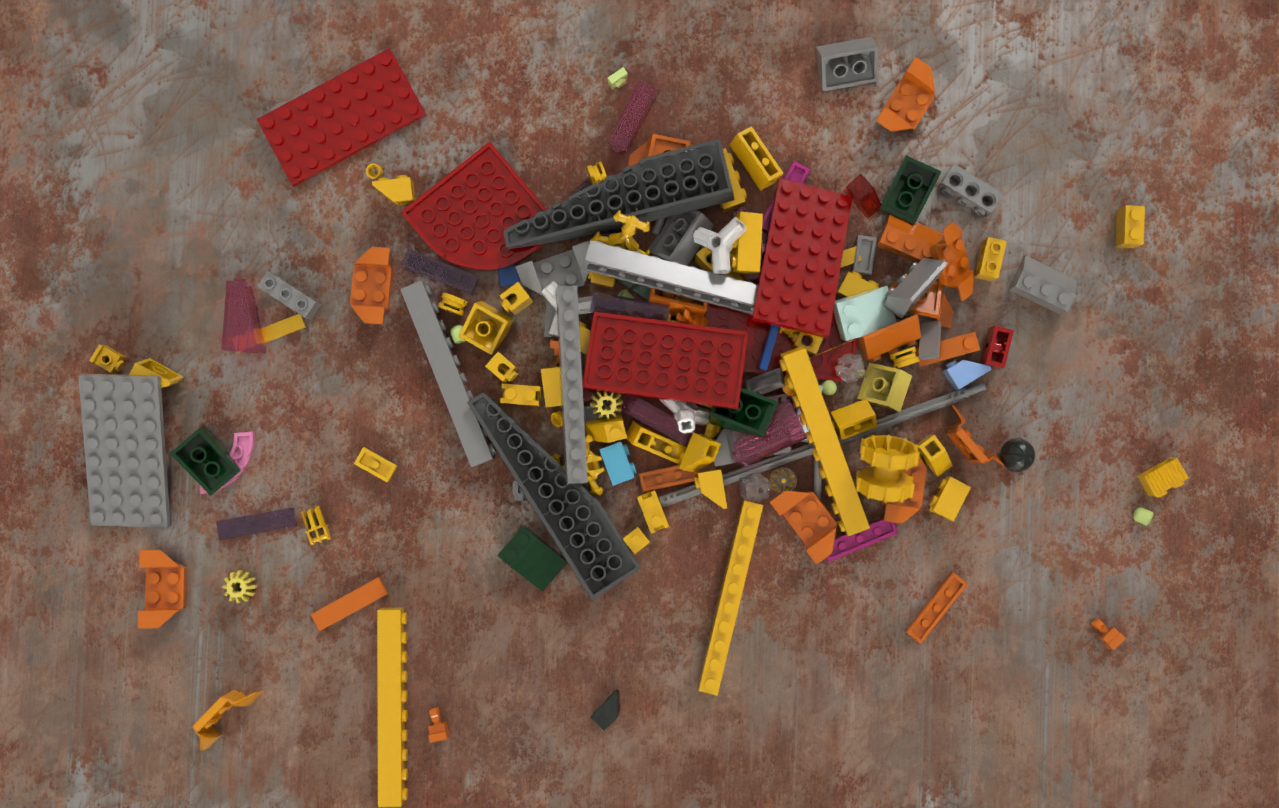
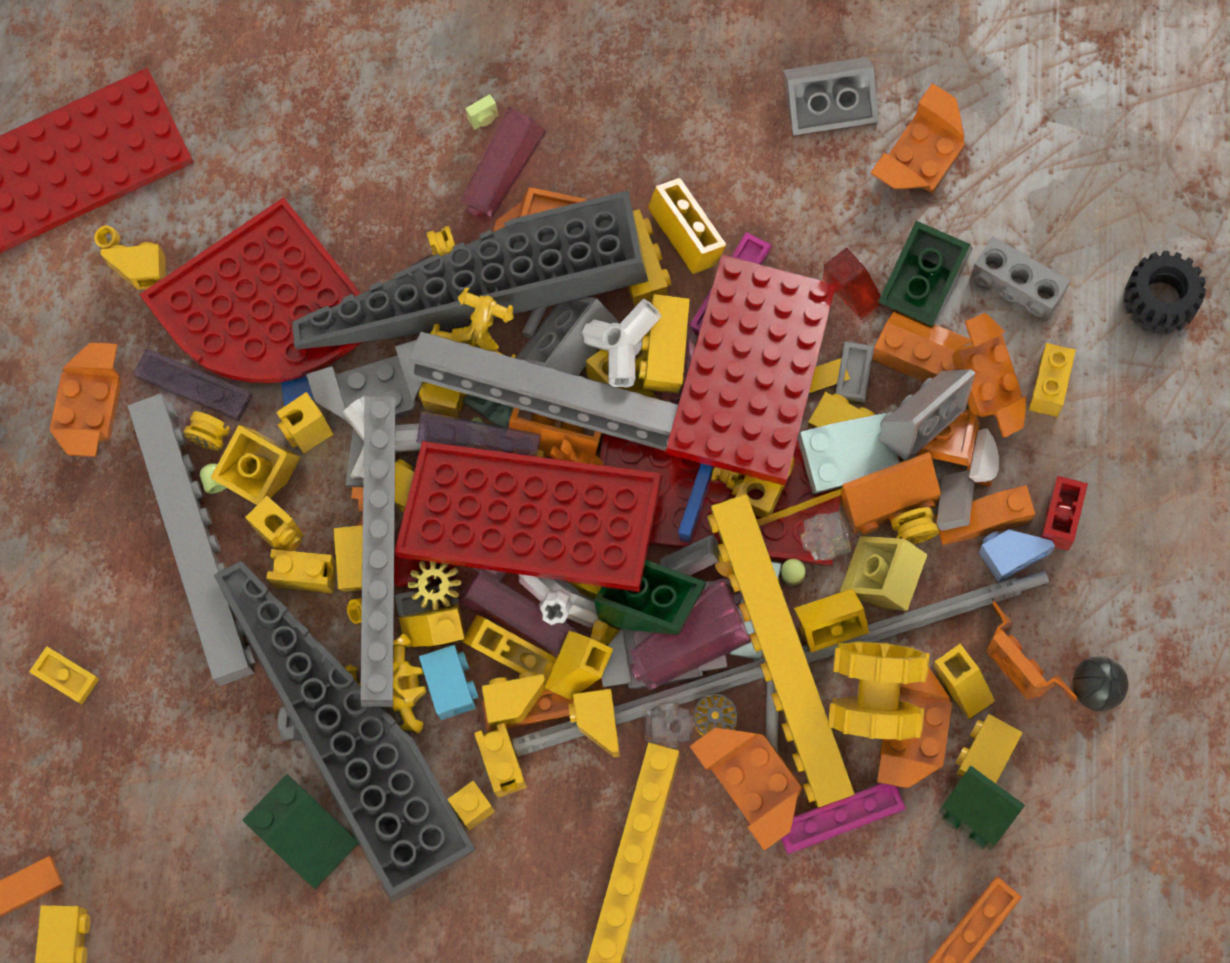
camera: 10 degrees right, 15 degrees down
(658, 475) = (512, 699): none -> yellow slope
(946, 536) = (980, 809): none -> dark green slope
(948, 312) = (985, 458): none -> white tile
(1044, 285) = (1140, 423): light grey slope -> none
(1072, 188) = (1168, 270): none -> black tyre

